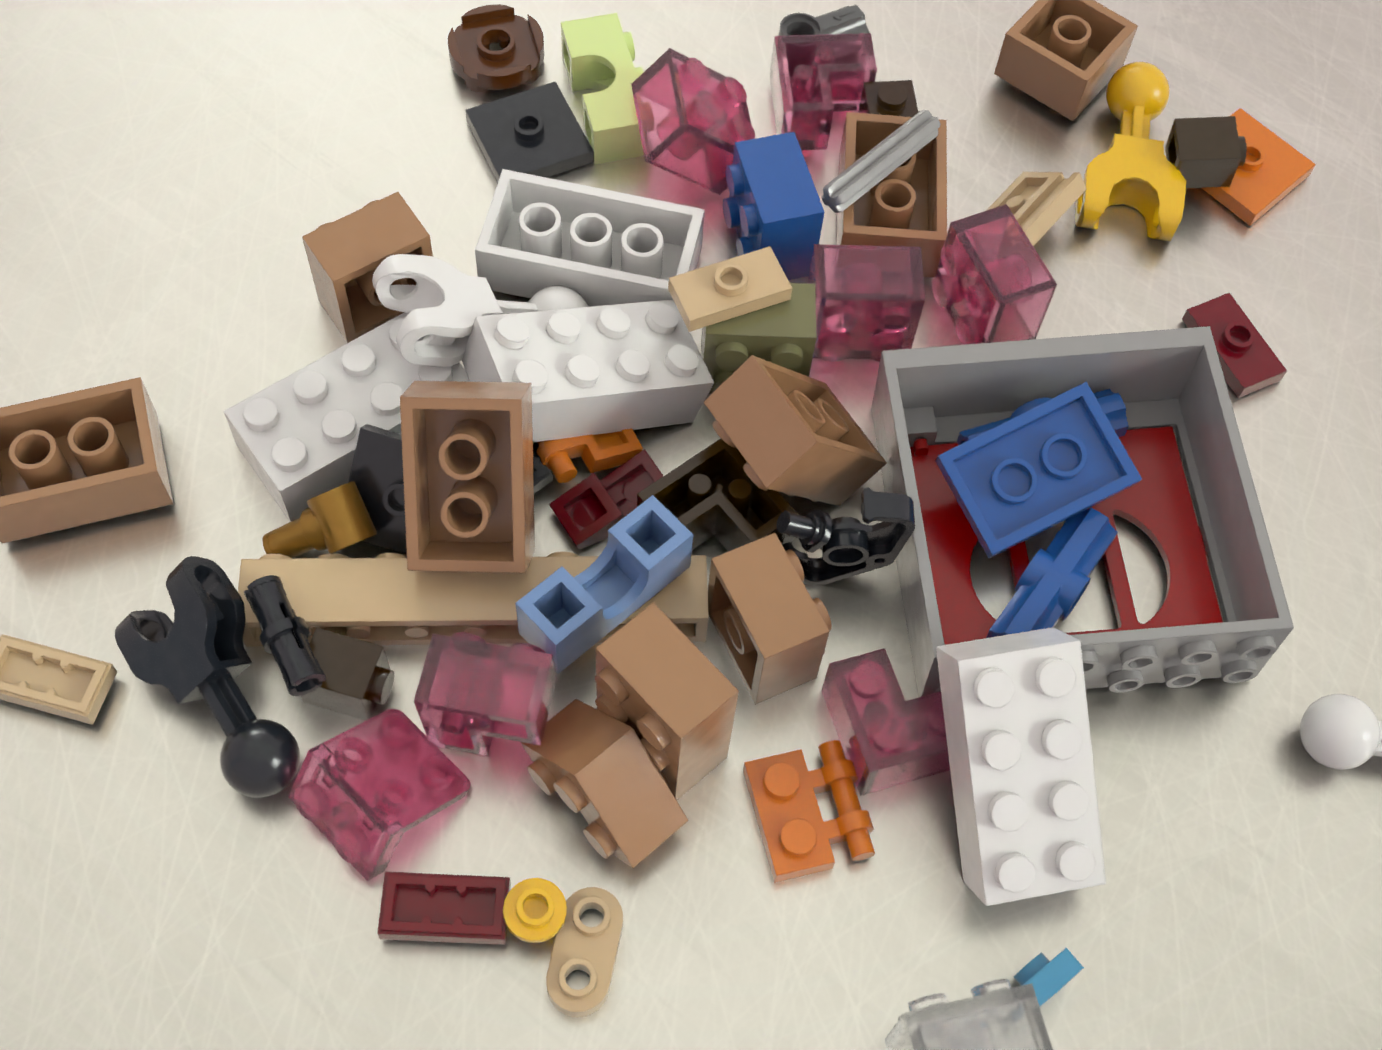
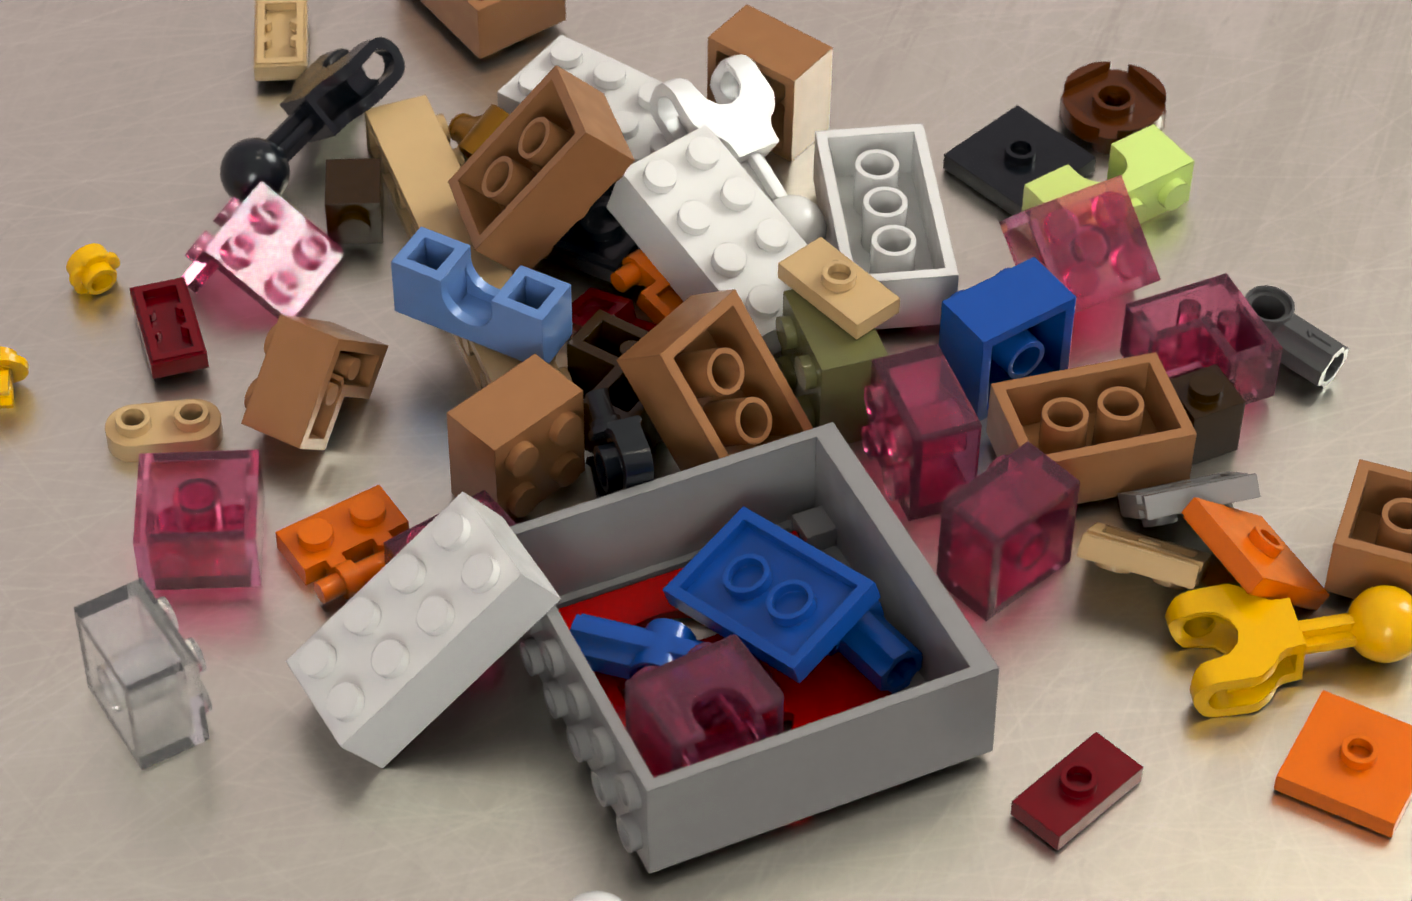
camera: 75 degrees right, 15 degrees down
(284, 635) = (380, 116): black pin -> none
(323, 967) = (92, 269): none -> yellow plate
(483, 692) = (355, 261): clear pink brick -> none
(534, 910) = (181, 374): yellow plate -> none
(668, 696) = (384, 374): medium nougat brick -> none
(761, 942) = (199, 520): none -> clear pink brick
(880, 161) = (1093, 383): light grey axle -> none
(977, 158) = (1163, 502): none -> light grey plate
(1047, 975) = (235, 740): dark azure plate -> none
(1054, 140) = (1254, 554): none -> orange plate
(1166, 571) = (701, 706): none -> clear pink piece
(1206, 150) = (1316, 687): dark brown brick -> none

